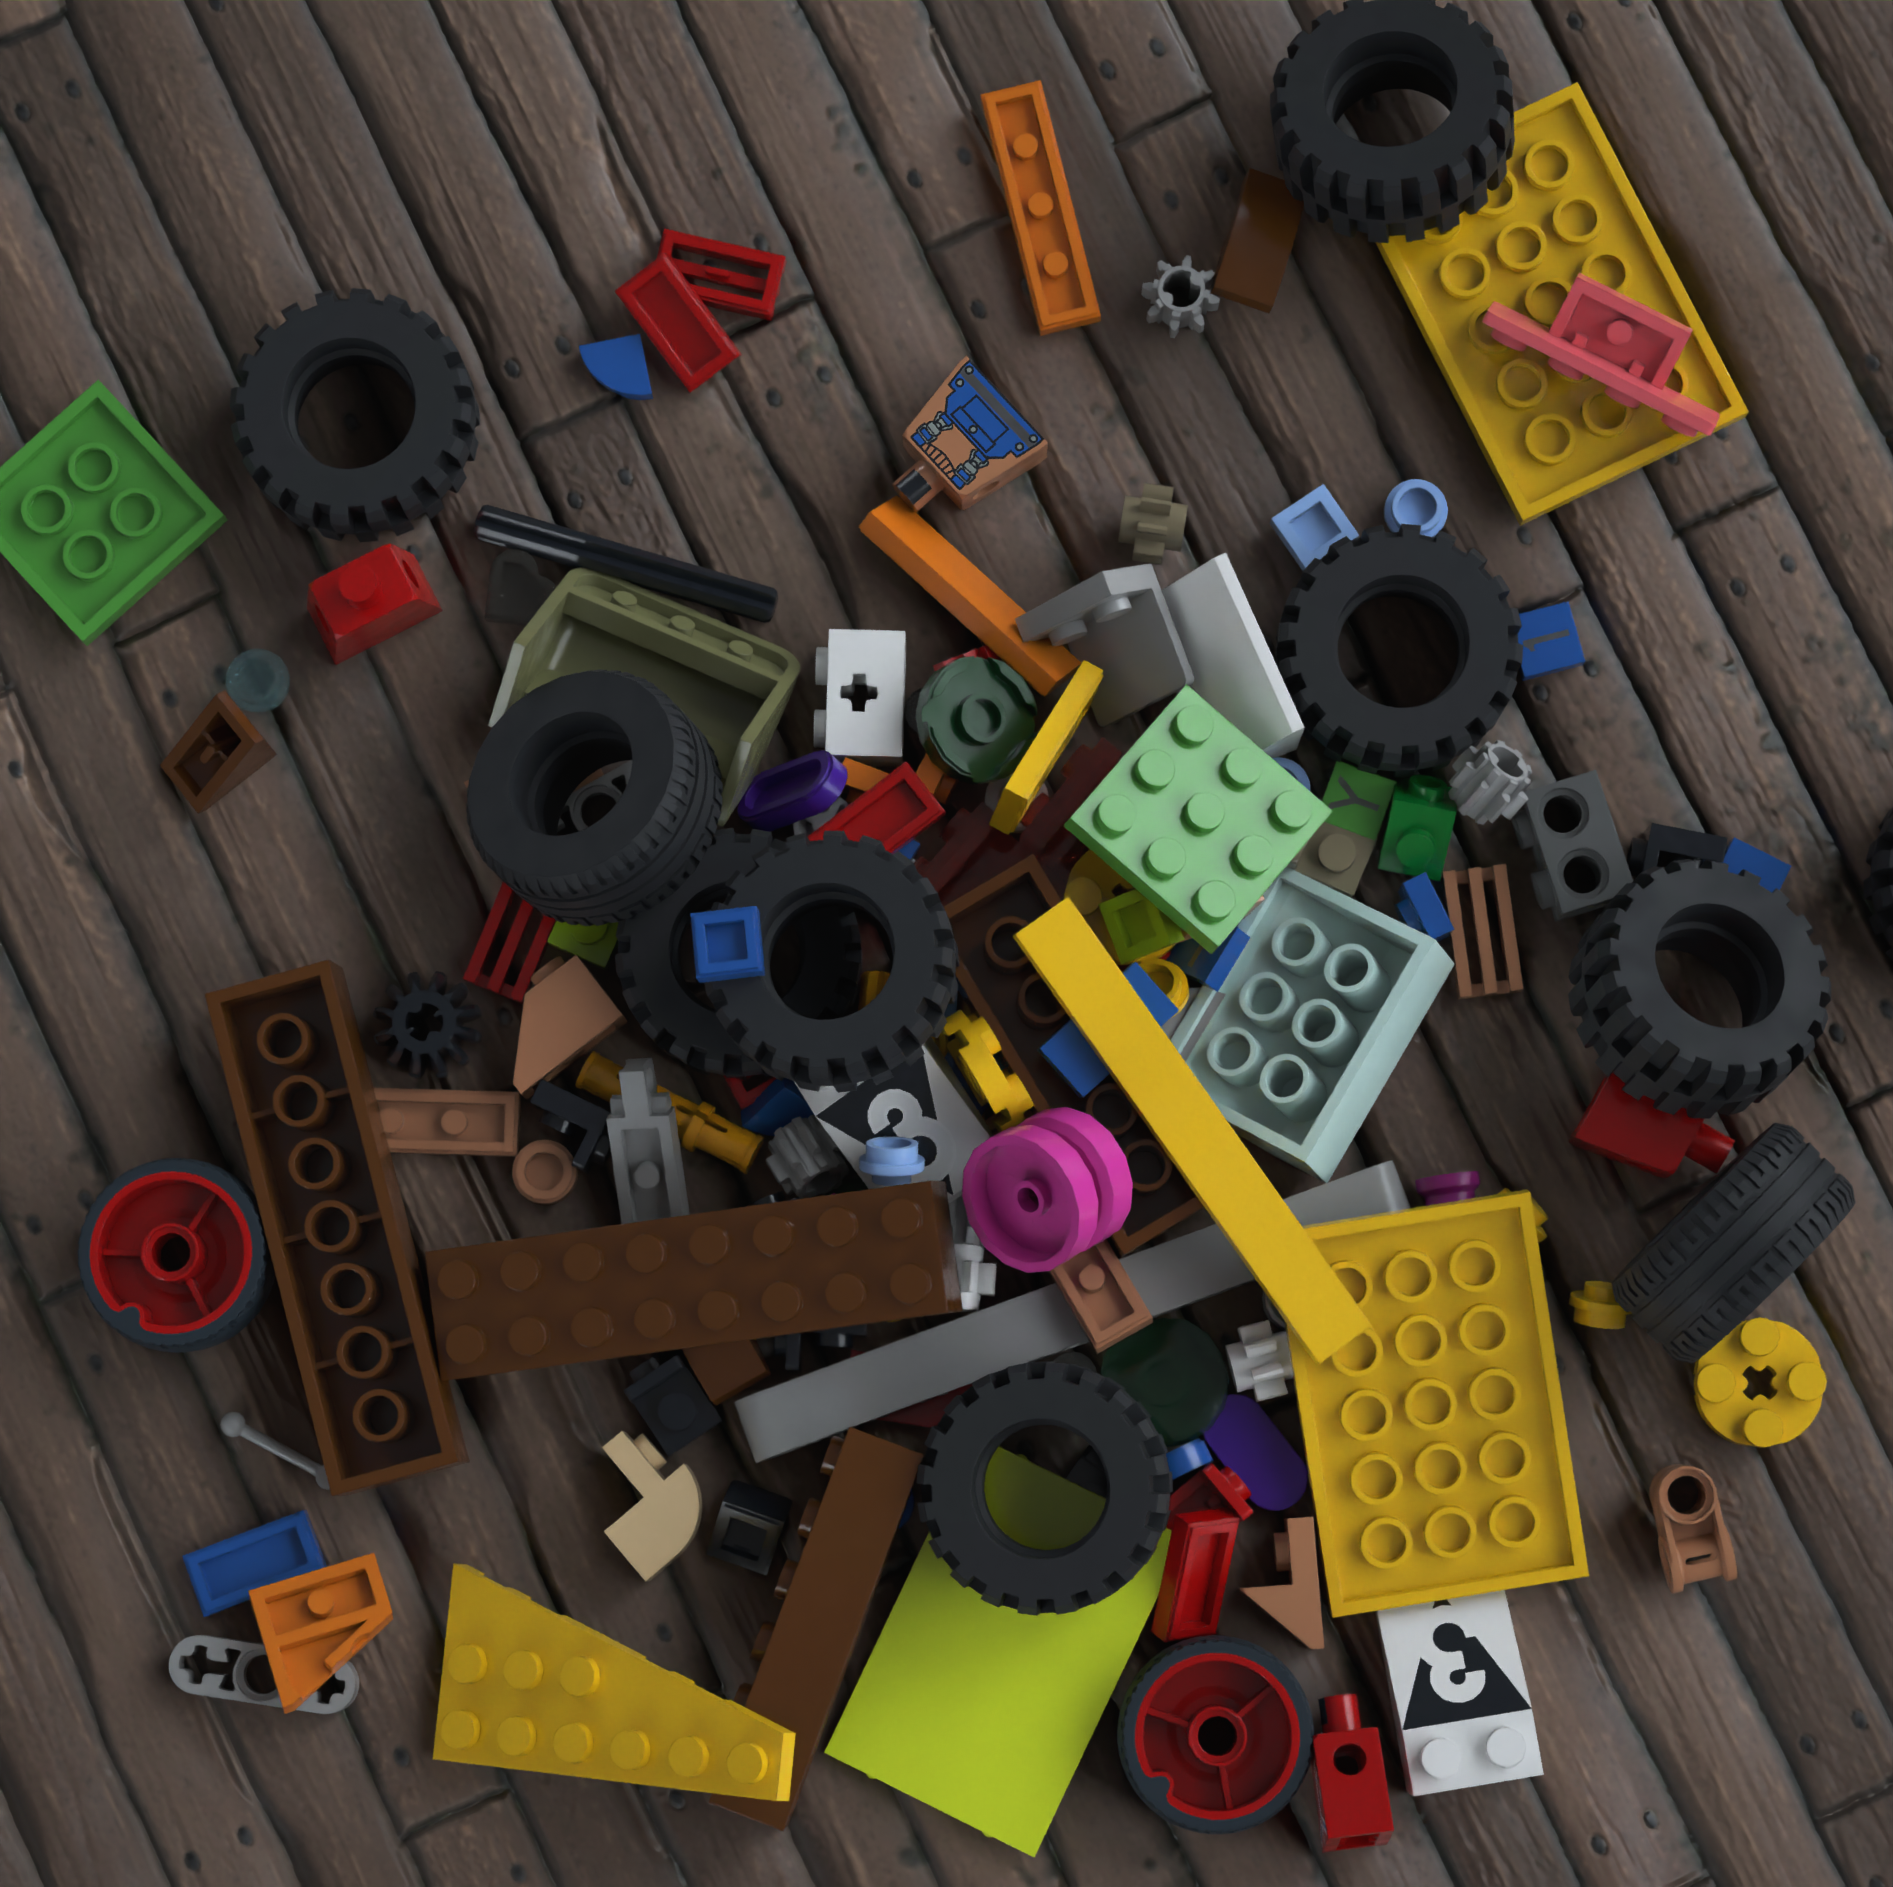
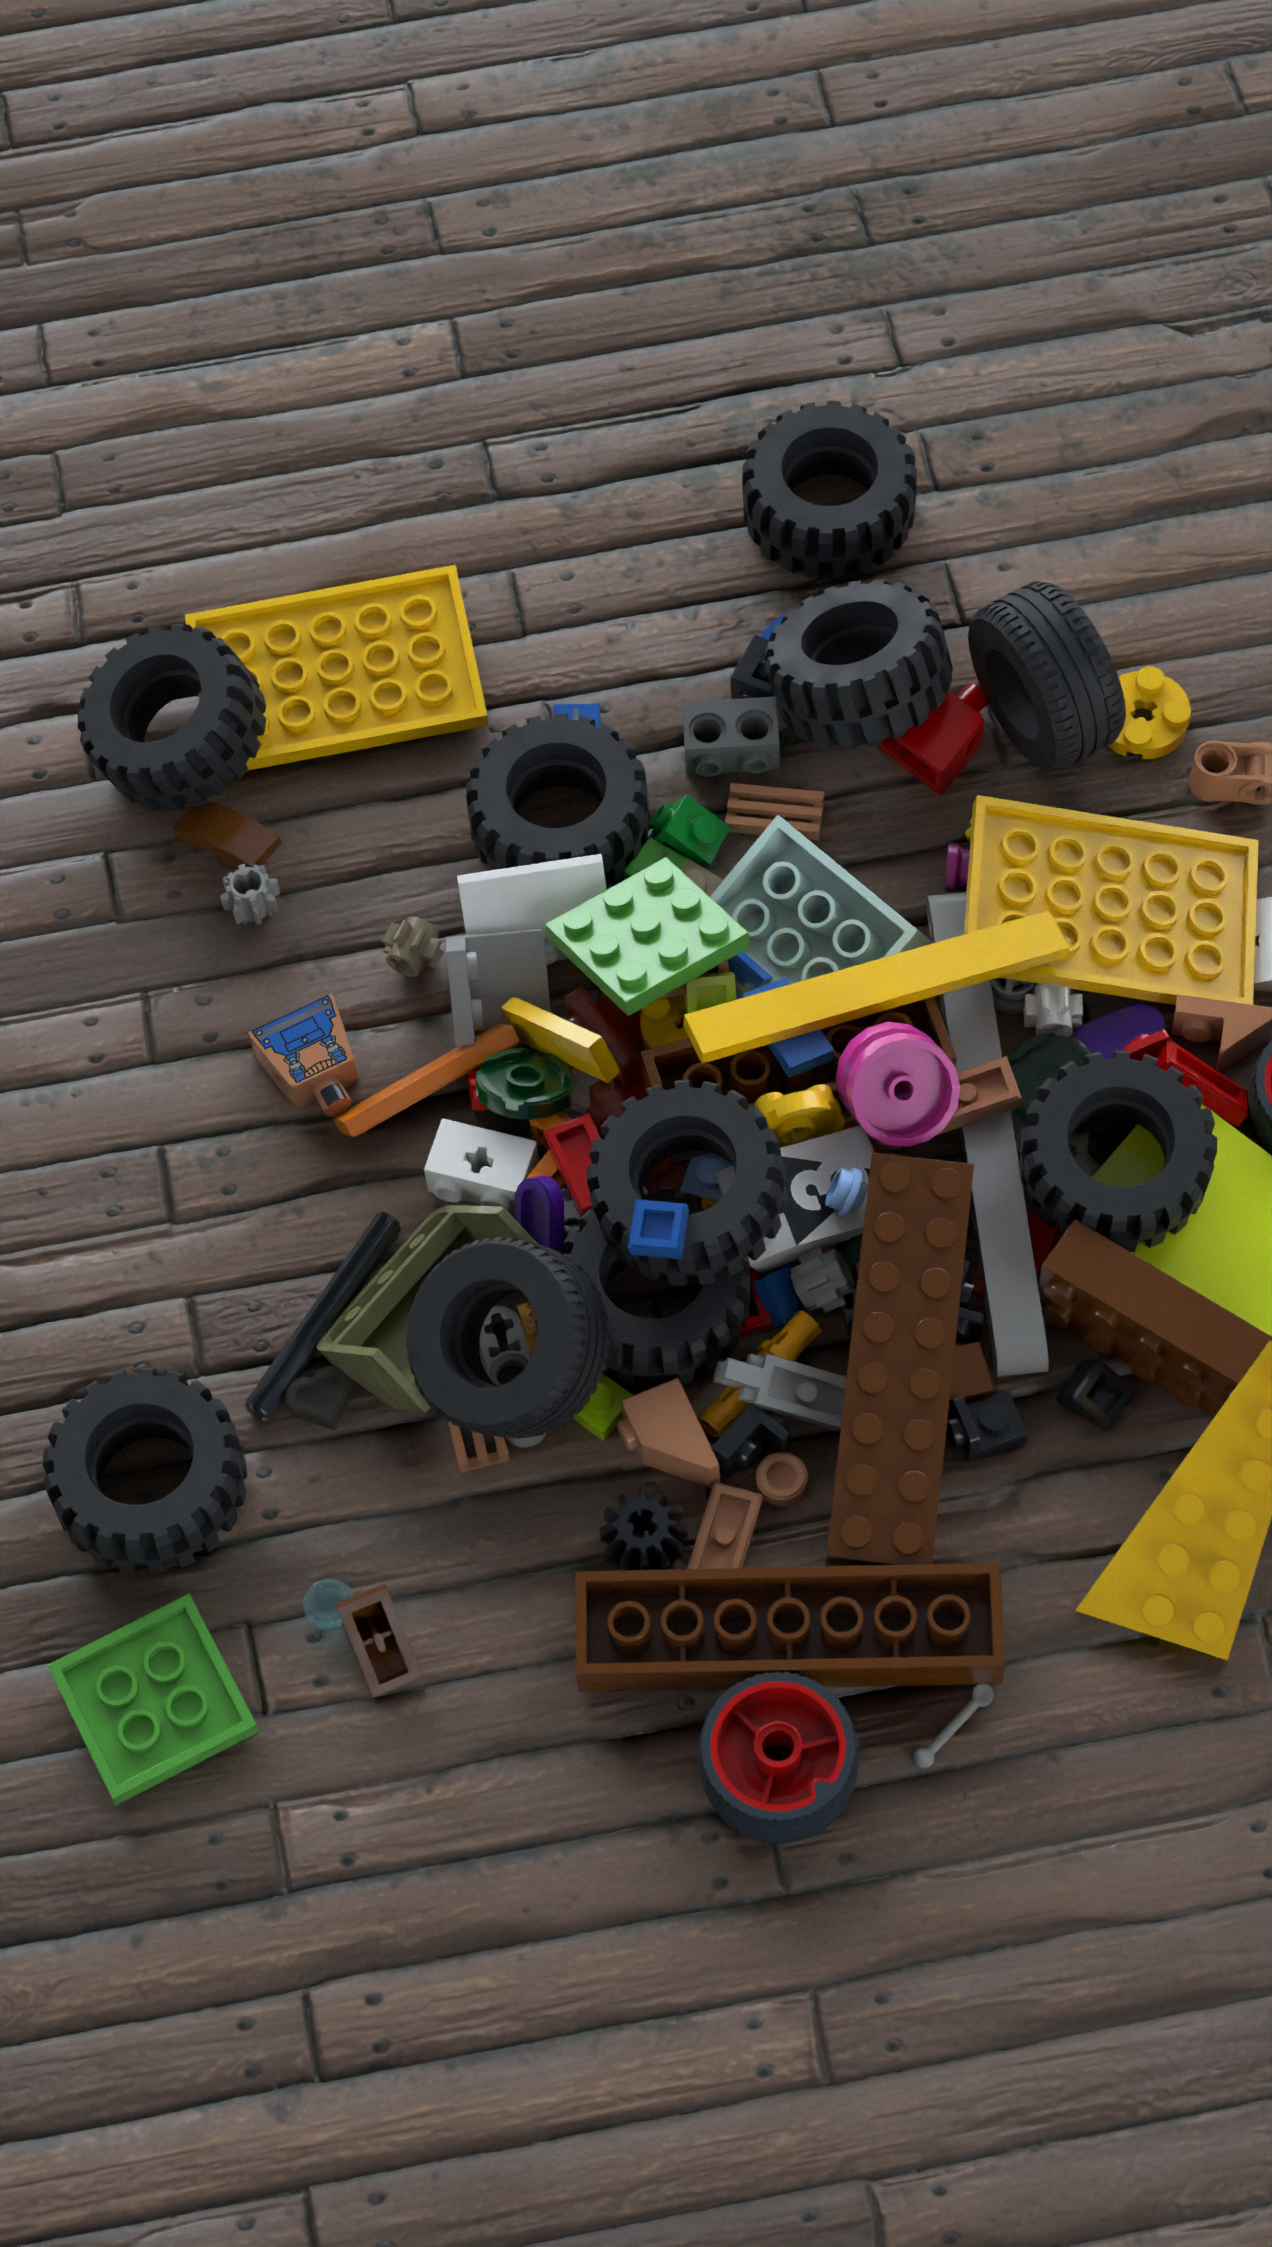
camera: 75 degrees left, 20 degrees down
(213, 1683) = (1105, 1805): light grey beam -> none
(251, 1560) = (1040, 1766): blue tile -> none
(319, 1623) = (1101, 1717): orange wing -> none
(370, 601) = (295, 1493): red torso -> none
(488, 938) = (634, 1465): red tile -> none
(619, 366) = (169, 1286): blue tile -> none
(668, 1515) = (1071, 1442): tan brick -> none
(678, 322) = (150, 1233): red tile -> none
(738, 254) = (102, 1237): red tile -> none
(1040, 208) = (149, 976): orange tile -> none
(1312, 526) = (450, 848): light blue plate -> none
(1416, 504) = (451, 784): light blue plate -> none
(1422, 908) = (743, 833): blue plate -> none
(1490, 782) = (671, 770): light grey gear -> none
(1597, 1306) = (1065, 790): yellow plate -> none
(1614, 343) = (379, 621): coral bracket -> none

